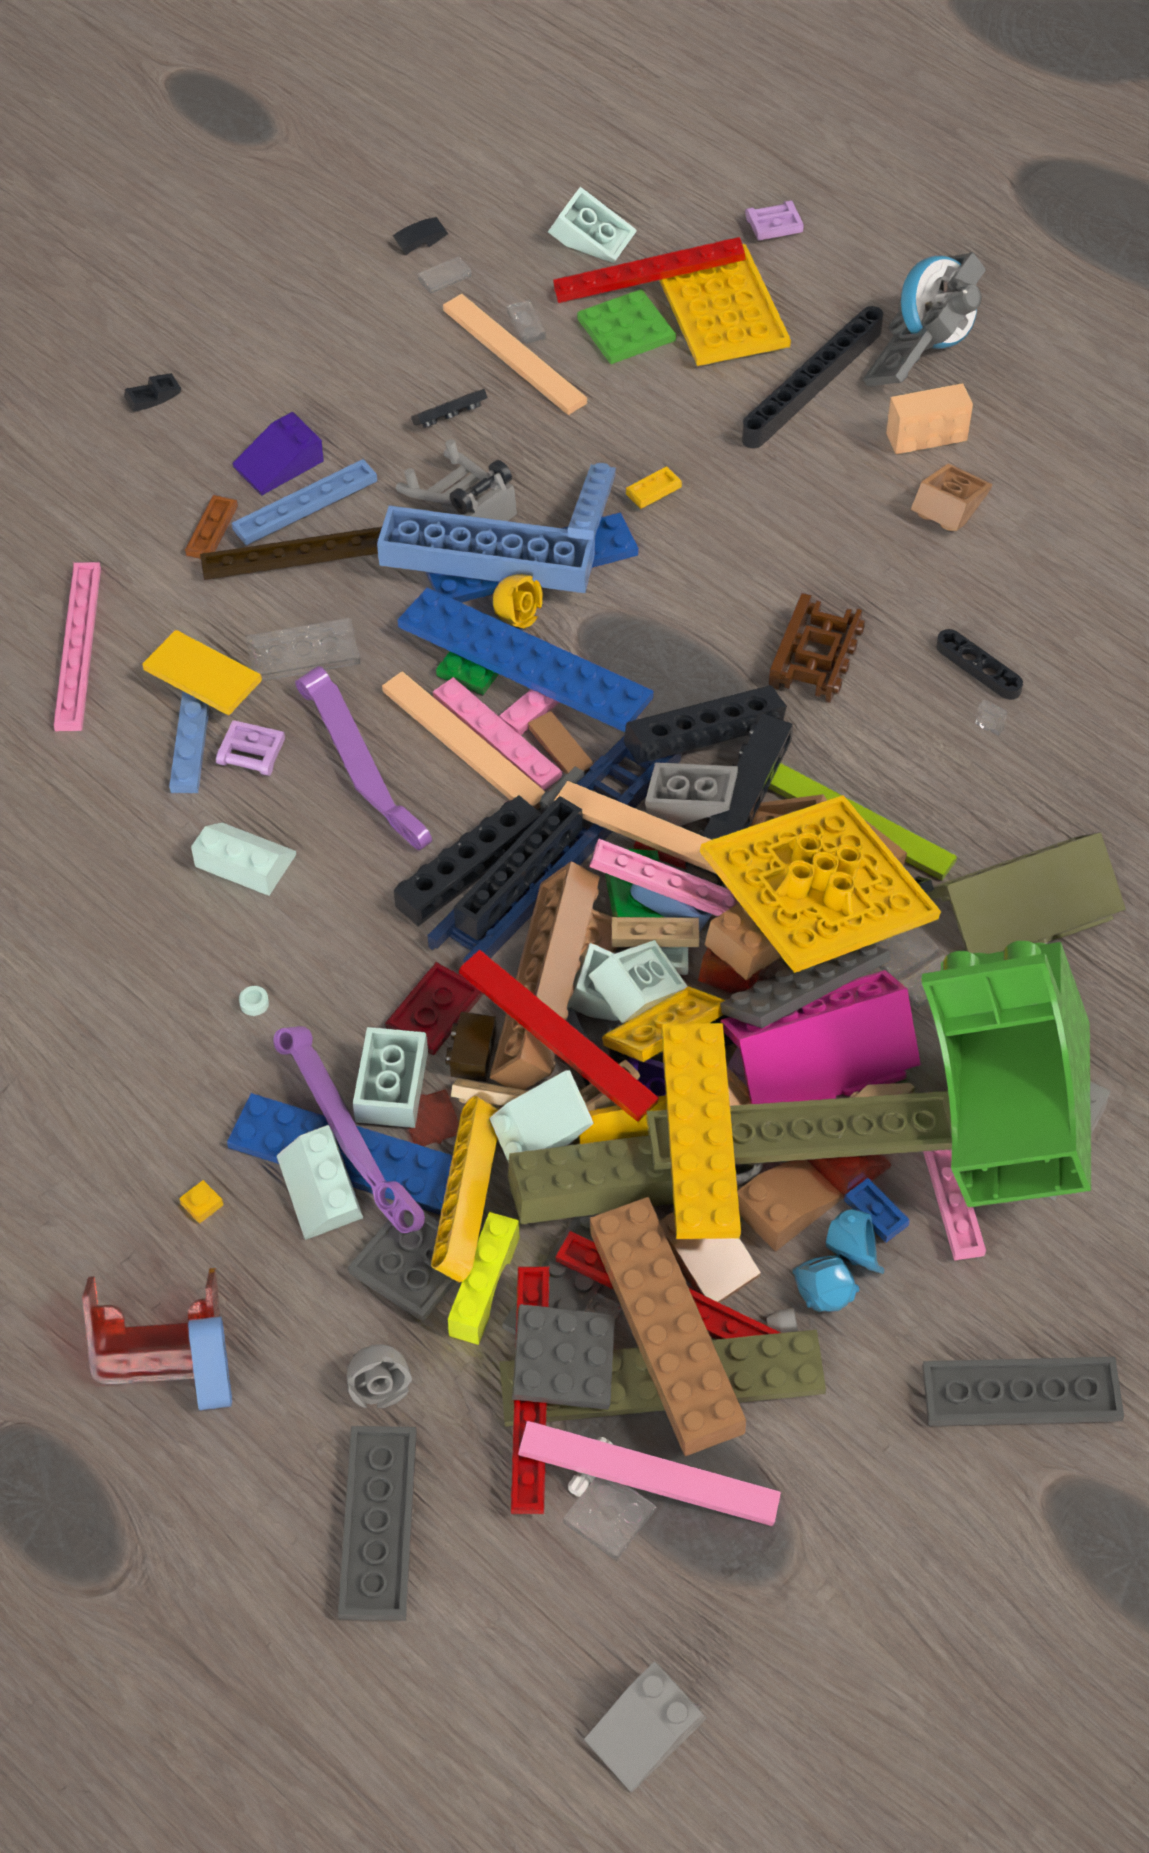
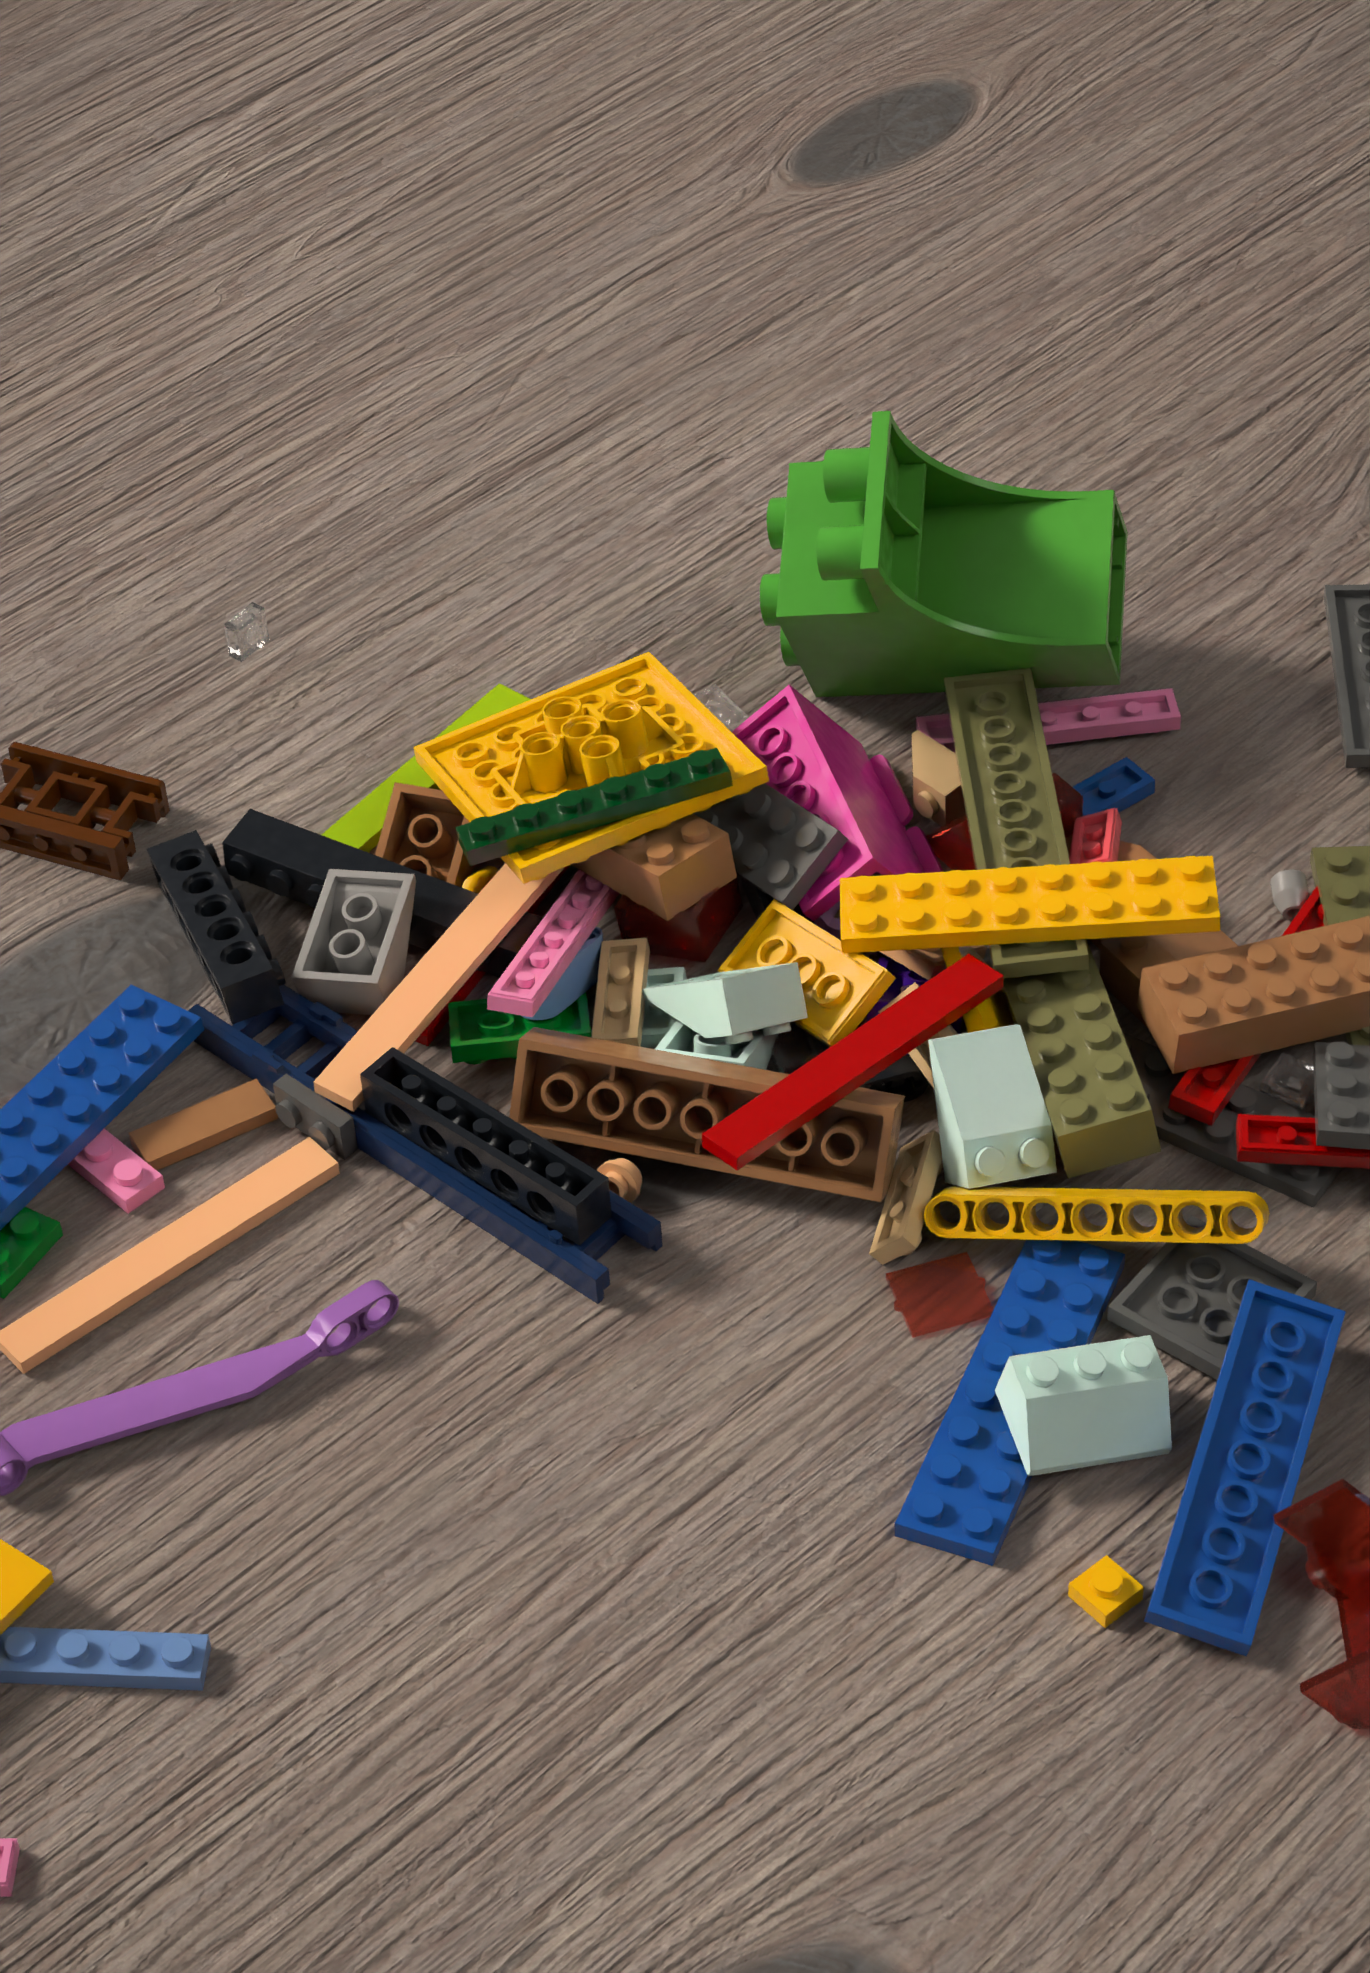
camera: 85 degrees left, 10 degrees down
(241, 857) = (385, 1555): light aqua slope -> none
(251, 740) = (114, 1549): lavender plate -> none
(253, 1000) = (696, 1535): light aqua tile -> none
(279, 1269) = (1245, 1468): none -> blue plate
(298, 1043) = (816, 1450): medium lavender piece -> none
(390, 1077) = (880, 1321): light aqua brick -> none
(435, 1005) = (727, 1288): dark red tile -> none
(472, 1046) = (815, 1228): dark brown brick -> none
(475, 1295) = (1301, 1221): neon yellow arch -> none
(497, 733) = (153, 1210): bright pink plate -> none
(499, 830) = (437, 1238): black brick -> none
(512, 946) = (623, 1178): none -> light nougat plate
(756, 877) = (593, 806): none -> dark green plate
(799, 1189) = (1096, 837): none -> coral tile
(825, 1283) = (1235, 836): dark azure helmet -> none
(853, 1239) = (1165, 803): dark azure helmet -> none
(976, 666) = (93, 668): black beam -> none
(1035, 895) = (574, 601): olive piece -> none

